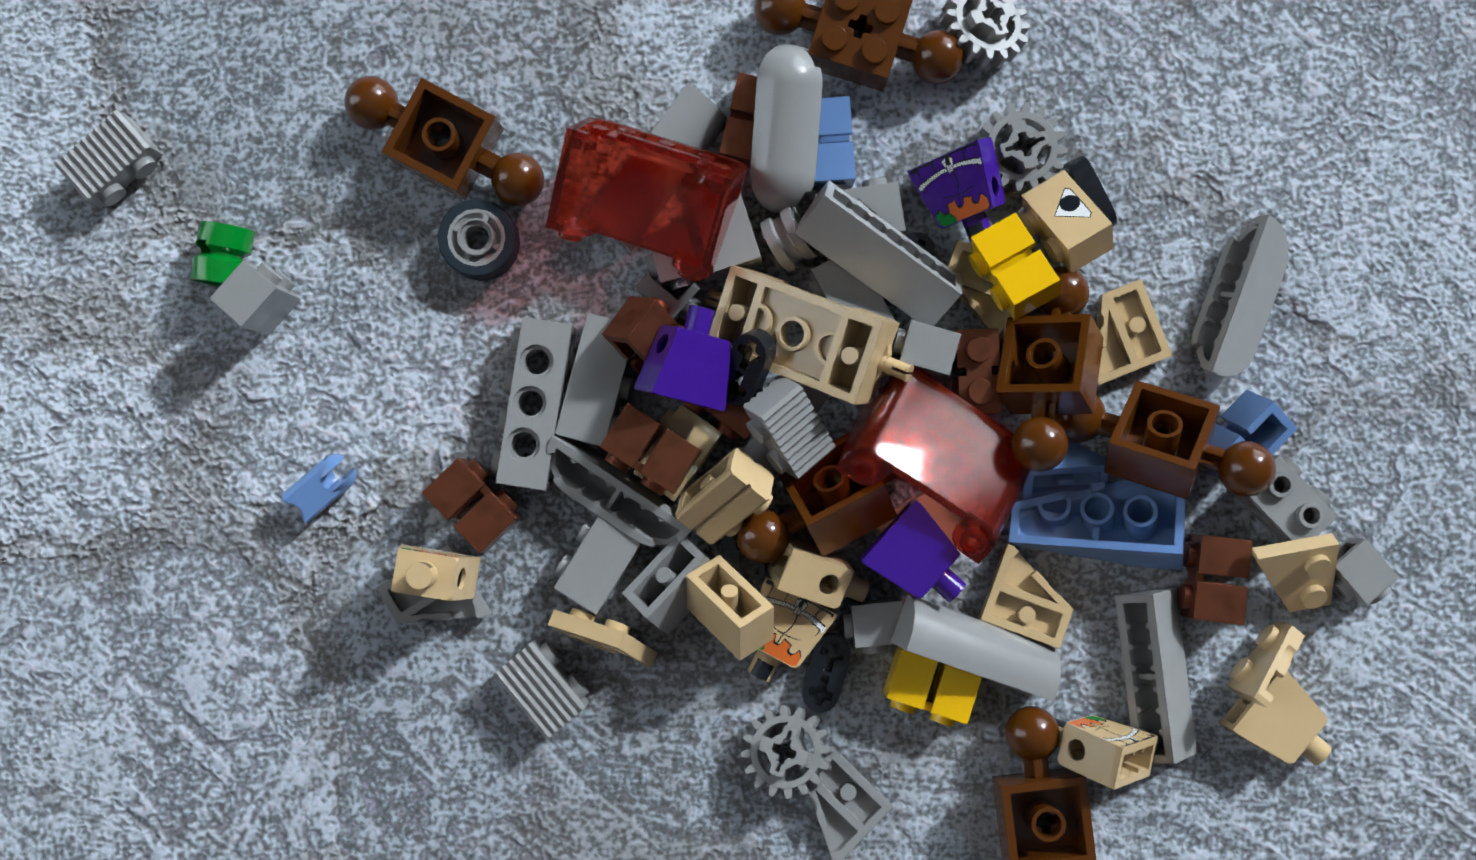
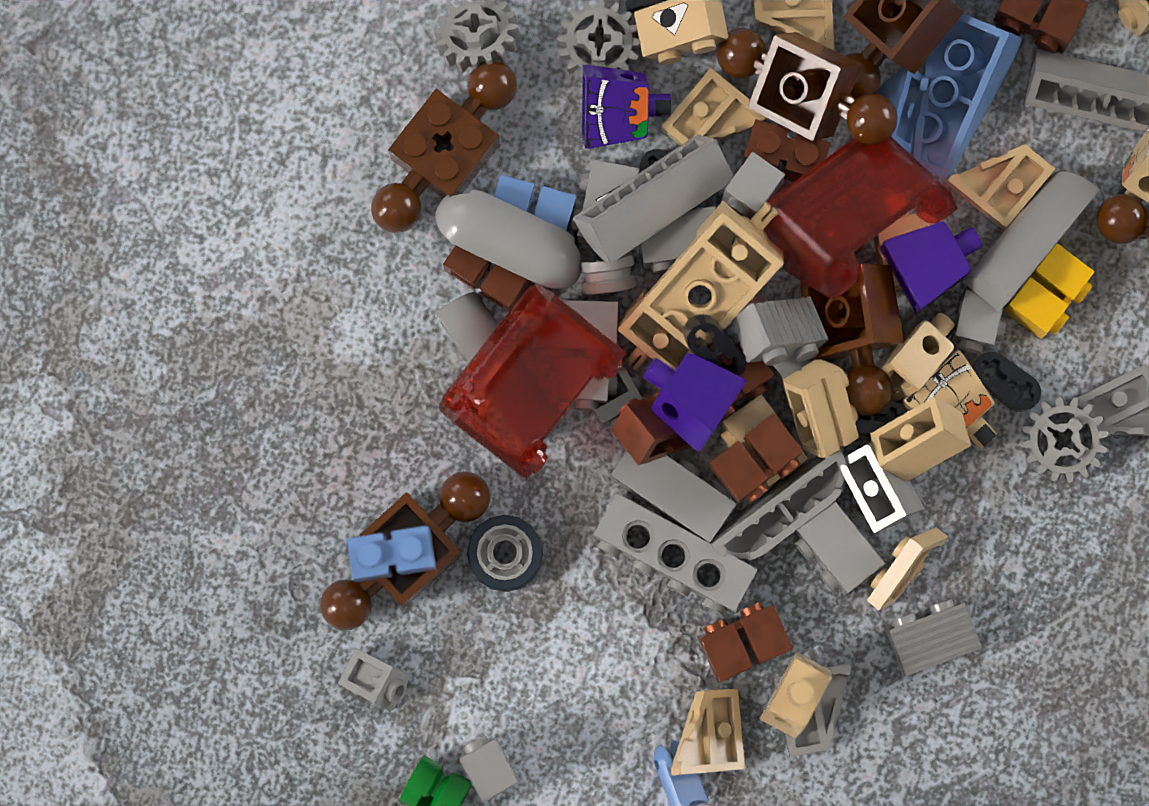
camera: 70 degrees left, 5 degrees down
(310, 159) = (374, 680): none -> light grey bracket
(369, 502) = (711, 735): none -> tan wing
(425, 131) = (408, 550): none -> medium blue piece
(1019, 276) = (716, 84): yellow piece -> none

